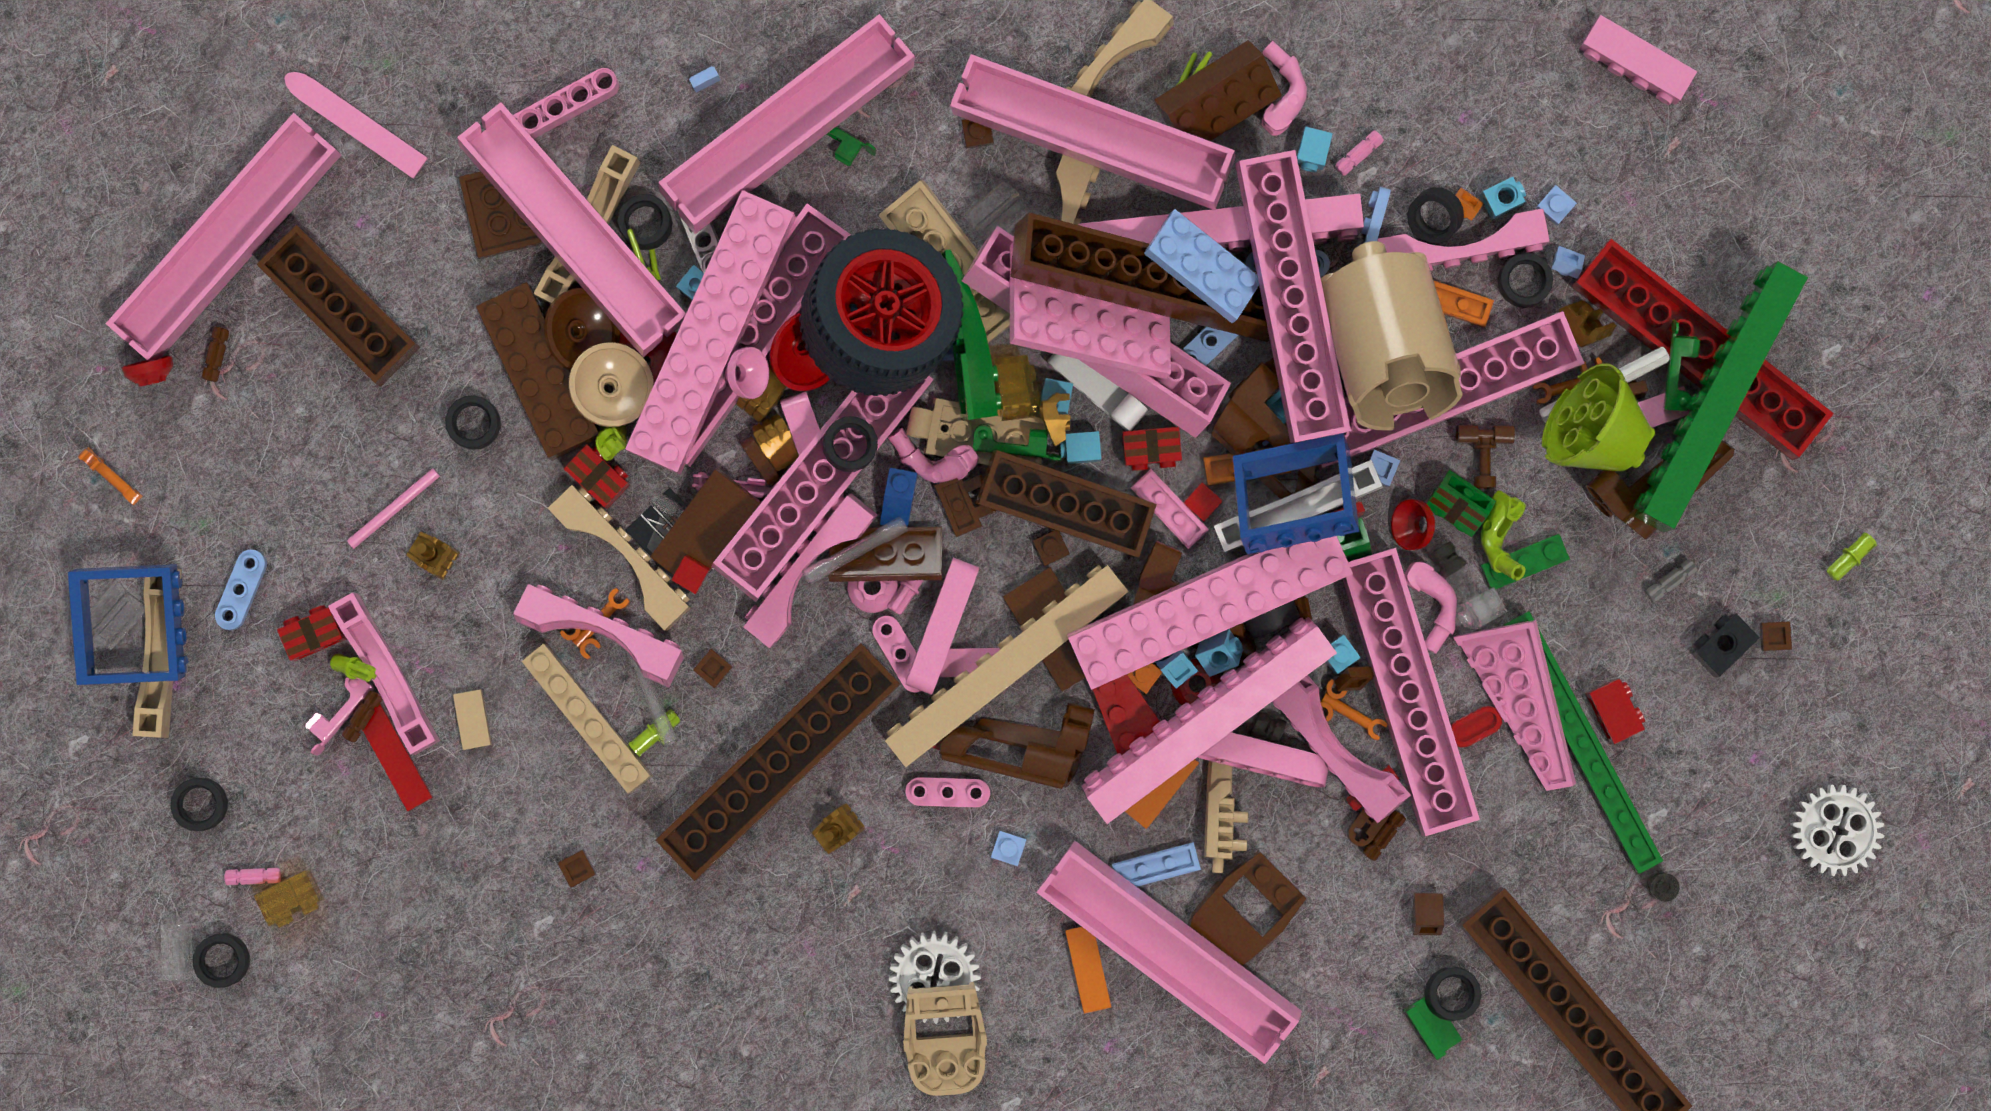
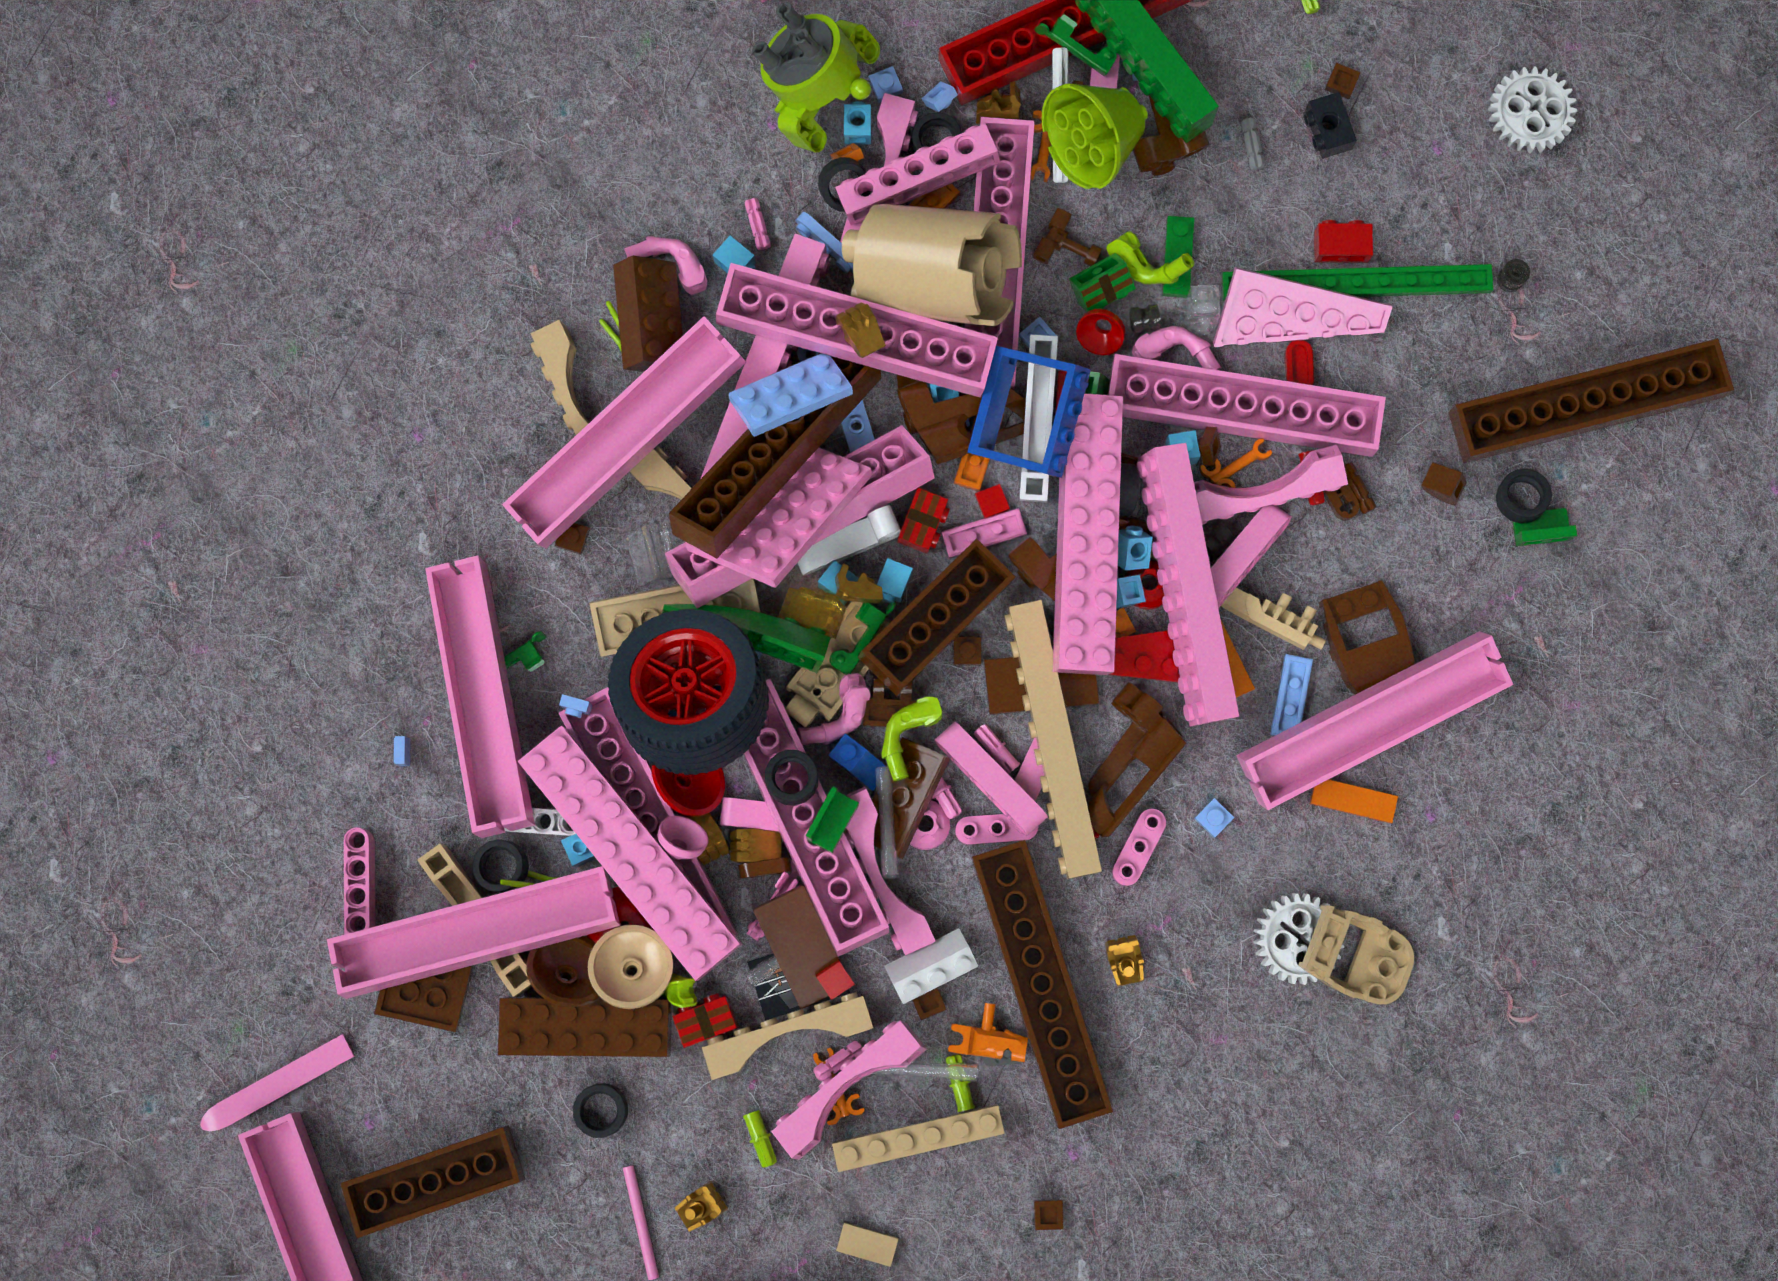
camera: 60 degrees left, 5 degrees down
(518, 578) = (760, 1139): none -> lime axle
(617, 610) = (834, 1062): none -> bright pink axle
(702, 742) = (992, 1045): none -> orange piece
(745, 655) = (931, 966): none -> white brick
(818, 216) = (575, 706): none -> light blue plate
(828, 500) = (832, 820): none -> green panel
(972, 534) = (922, 712): none -> lime piece
(973, 618) = (996, 748): none -> bright pink axle
(1290, 301) = (861, 329): none -> pearl gold hand
(1478, 294) = (932, 177): none -> bright pink brick
(1530, 130) = (811, 66): none -> lime piece

